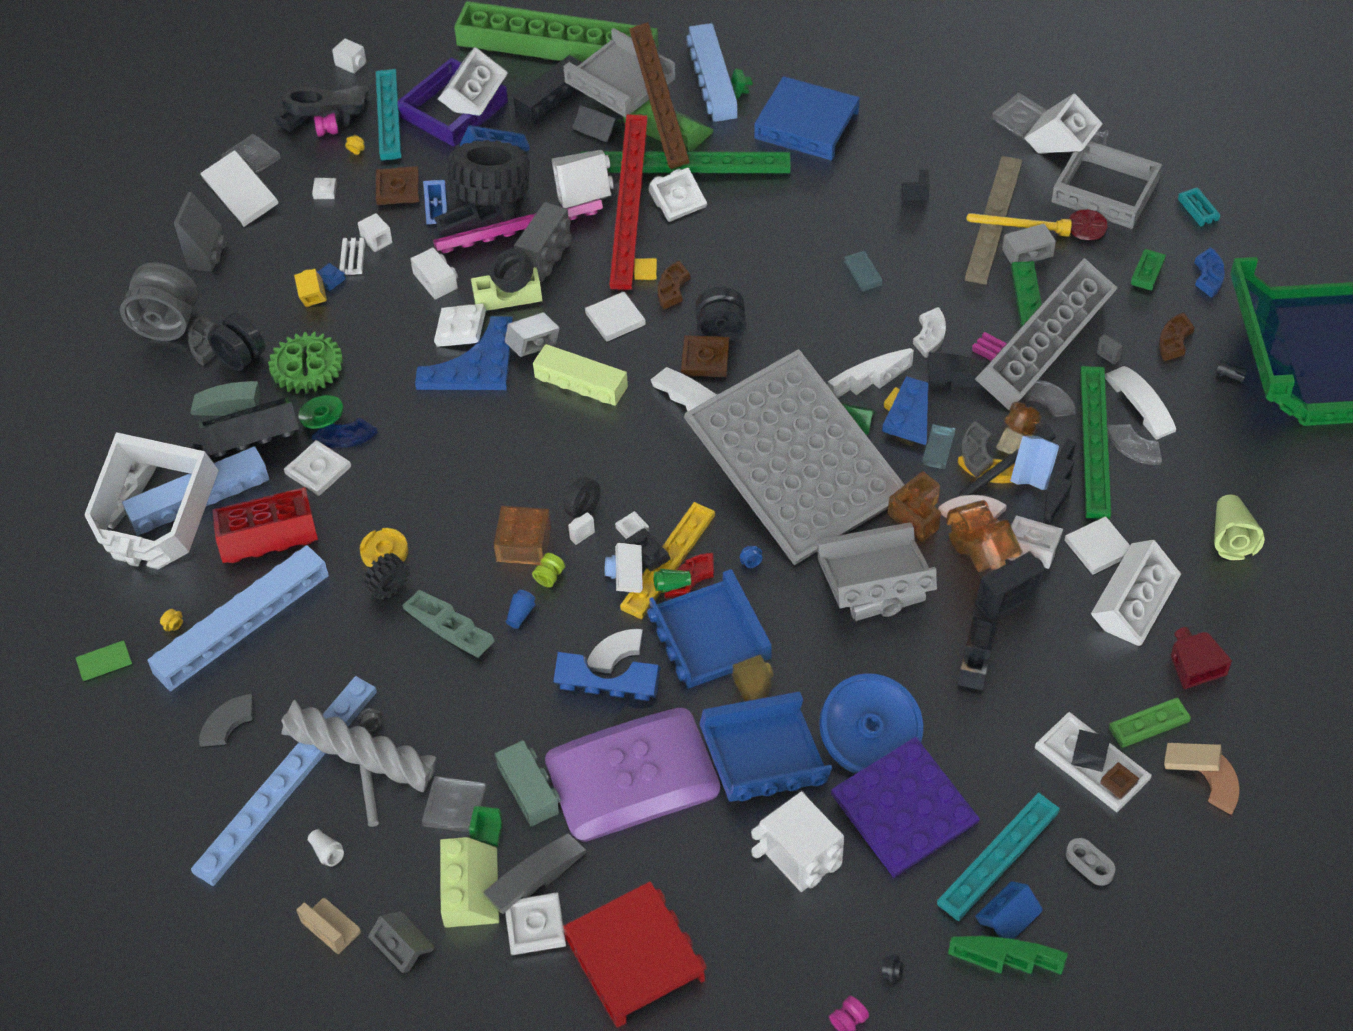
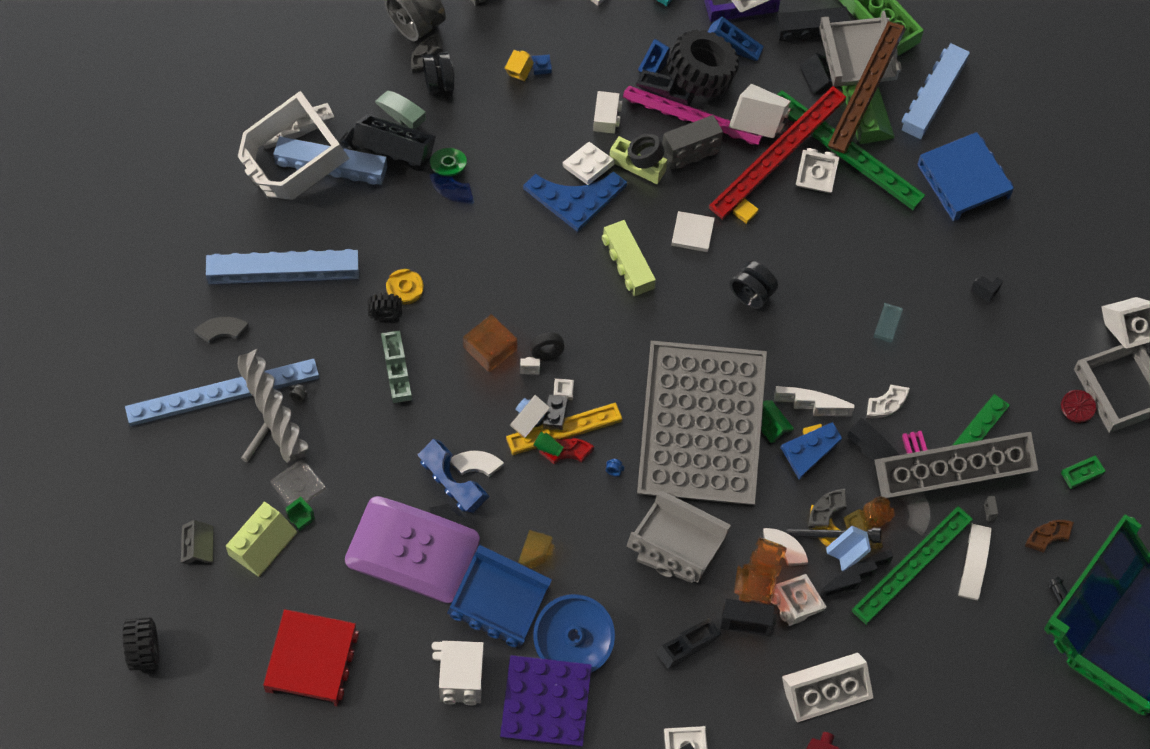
camera: 35 degrees right, 10 degrees up
(103, 660) = (187, 234): bright green tile -> none
(171, 620) = (245, 238): yellow plate -> none
(264, 525) = (349, 215): red slope -> none
(288, 362) = (471, 118): bright green gear -> none
(317, 468) = (415, 199): white tile -> none
(327, 849) = (204, 455): white cone -> none
(329, 924) = (168, 501): tan panel -> none
(352, 244) = (566, 57): white tile -> none
(375, 232) = (596, 52): white brick -> none
(397, 185) = (643, 26): reddish brown plate -> none
(520, 607) = (445, 390): blue cone -> none
(528, 783) = (347, 506): sand green brick -> none
(531, 334) = (623, 205): light grey brick -> none
(534, 872) = (301, 563): dark grey slope -> none
(535, 924) = (274, 593): white plate -> none
(548, 570) = (484, 378): lime wheel -> none
(671, 283) = (750, 235): reddish brown tile -> none
(682, 388) = (683, 319): white slope -> none
(705, 356) = (721, 305): reddish brown plate -> none
(709, 631) = (541, 496): blue panel -> none
(738, 83) = (945, 114): green tile -> none
(916, 505) = (745, 513): clear orange brick -> none
(938, 446) = (808, 487): clear light blue tile -> none
(989, 235) = (1017, 352): dark tan plate -> none
(1019, 114) = (1121, 284): clear tile -> none
(1029, 244) = (1018, 390): light grey brick -> none
(1060, 227) = (1055, 393): yellow piece -> none
(1098, 545) = (839, 635): white tile -> none
(1133, 445) = (936, 588): clear tile -> none
(1211, 271) = (1130, 506): blue tile -> none
(1236, 529) = (936, 697): yellowish green cone -> none

